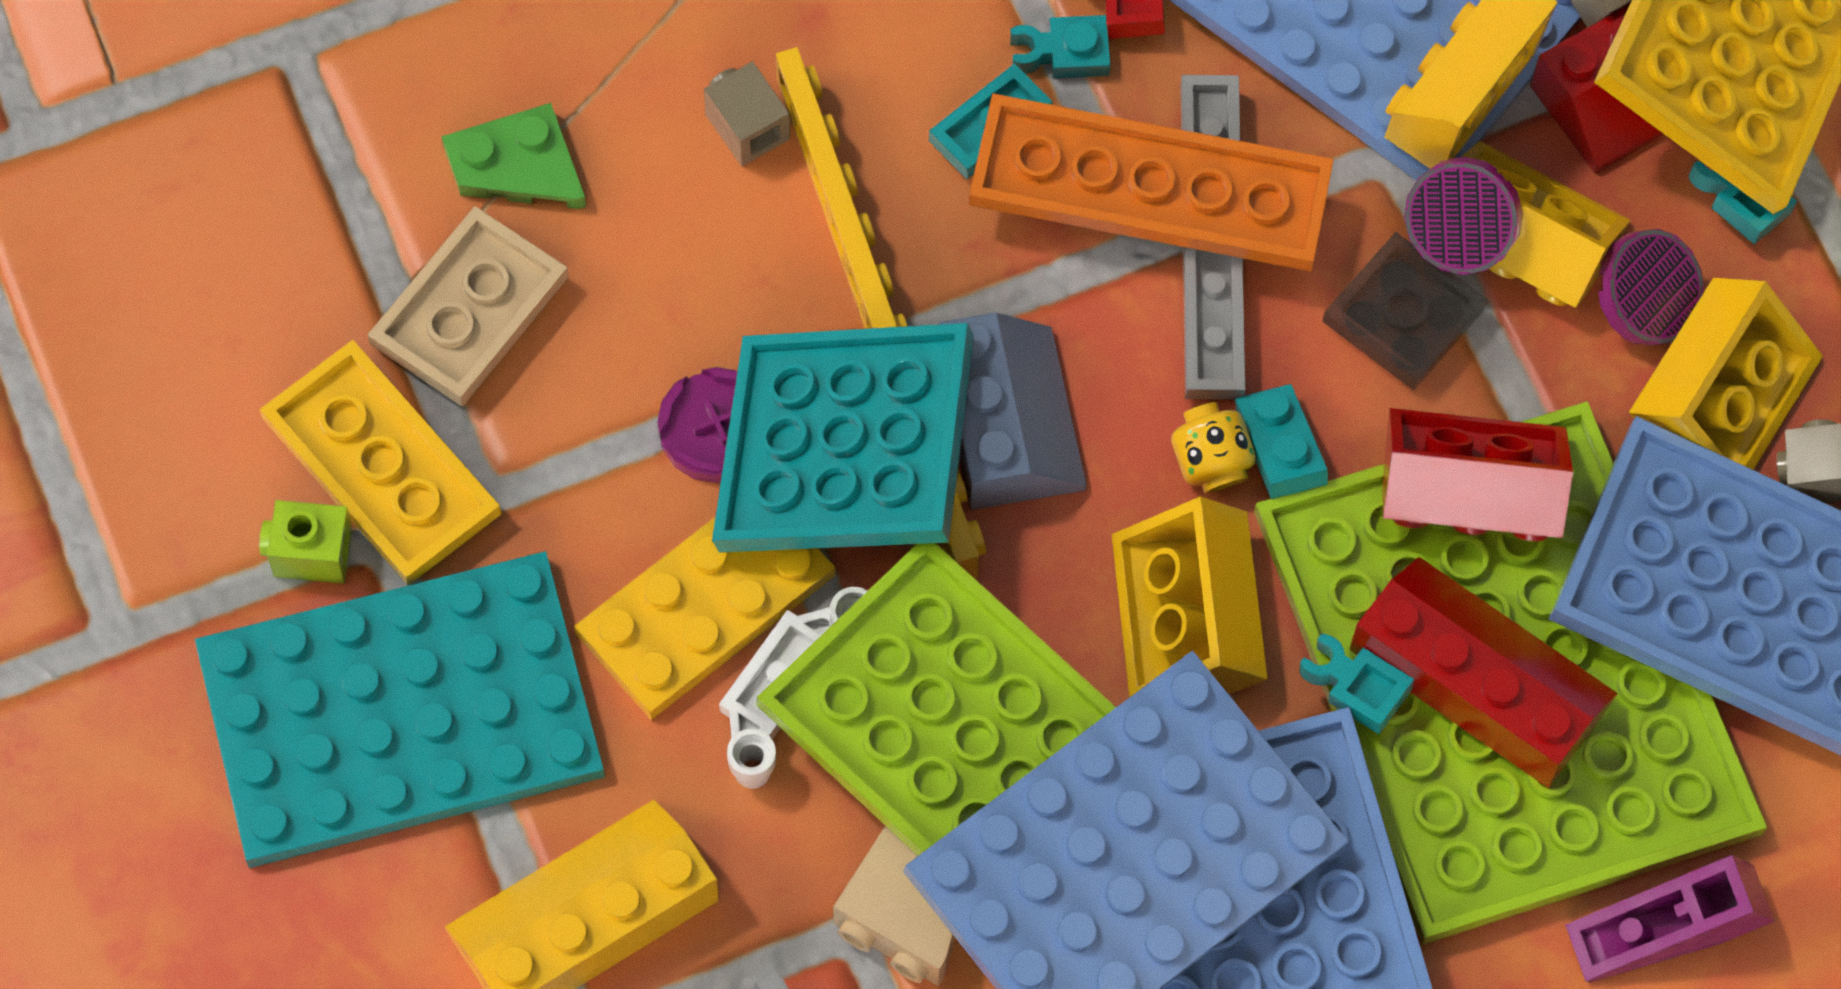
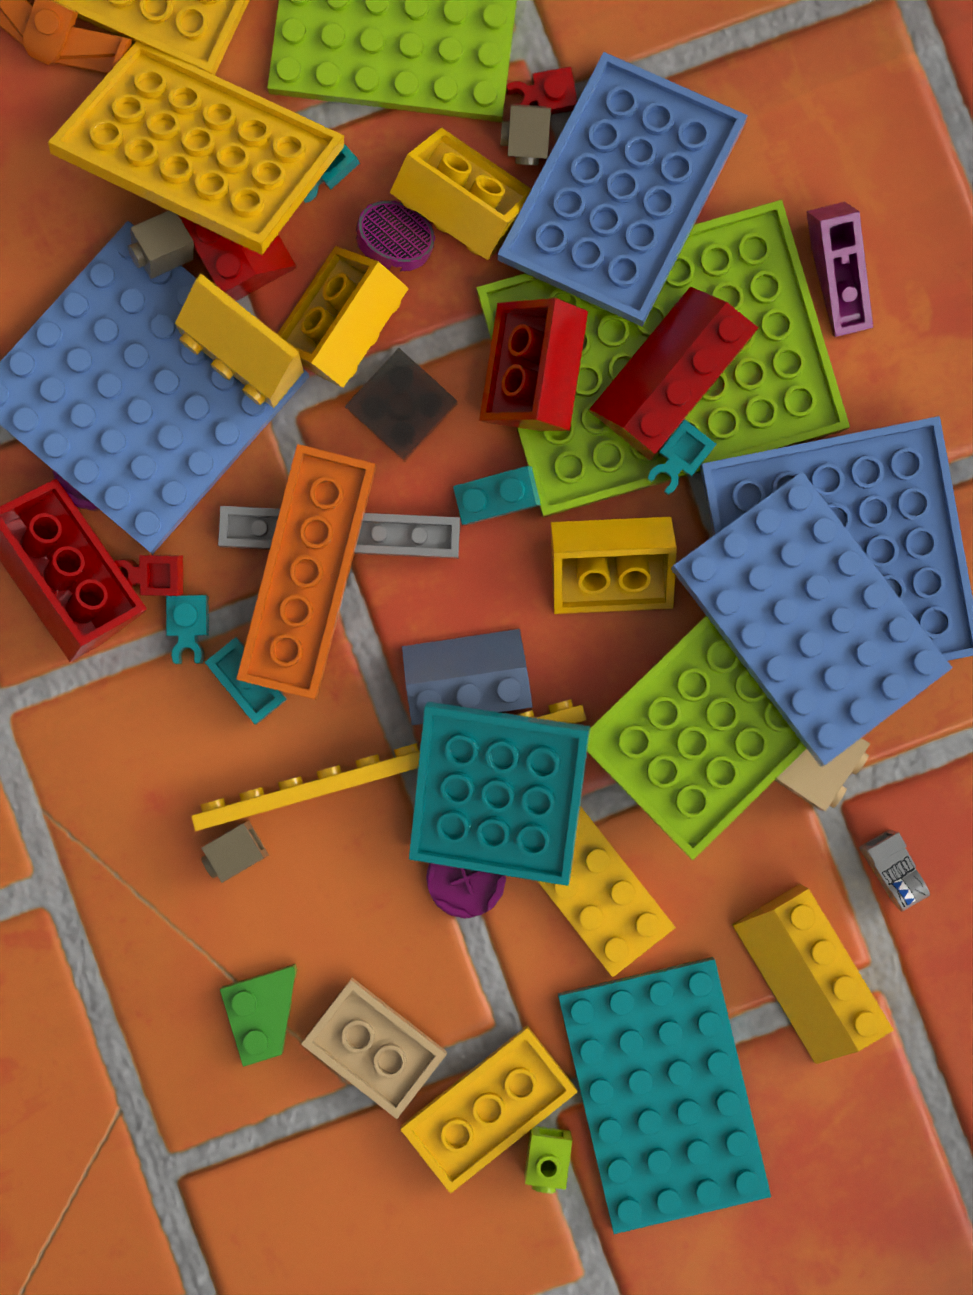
camera: 85 degrees left, 20 degrees up
(750, 727) = (651, 843): white plate -> none
(1213, 448) = (501, 541): yellow head -> none
(1463, 215) = (345, 357): tile -> none

